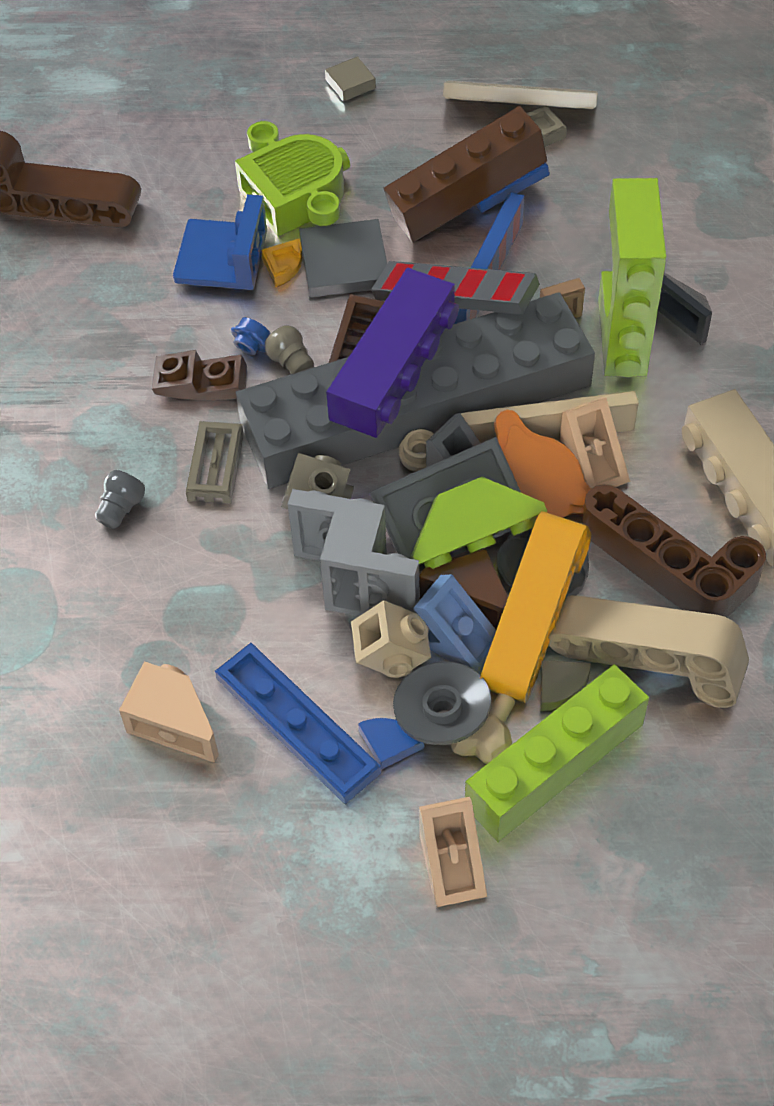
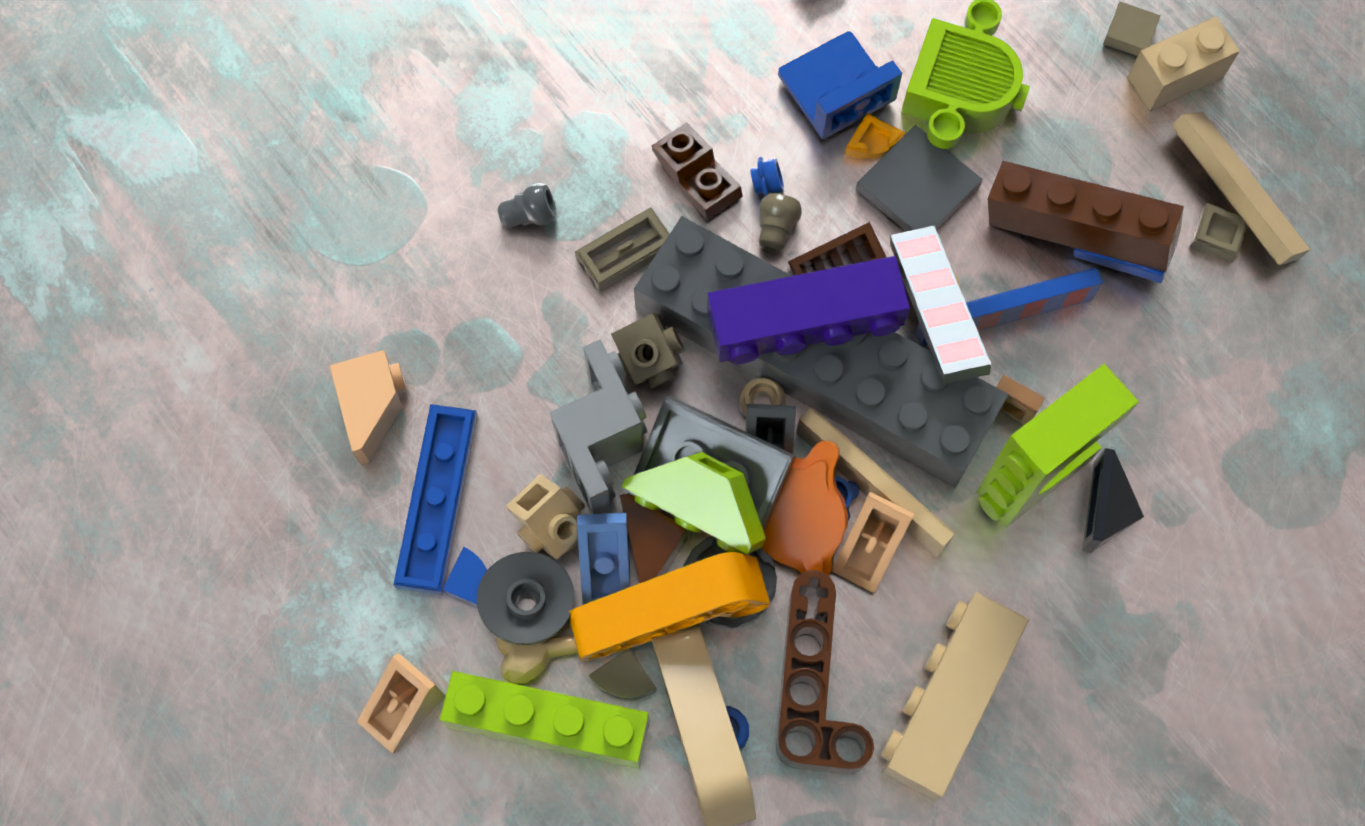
camera: 50 degrees right, 15 degrees up
(405, 65) = (1183, 63): none -> tan brick

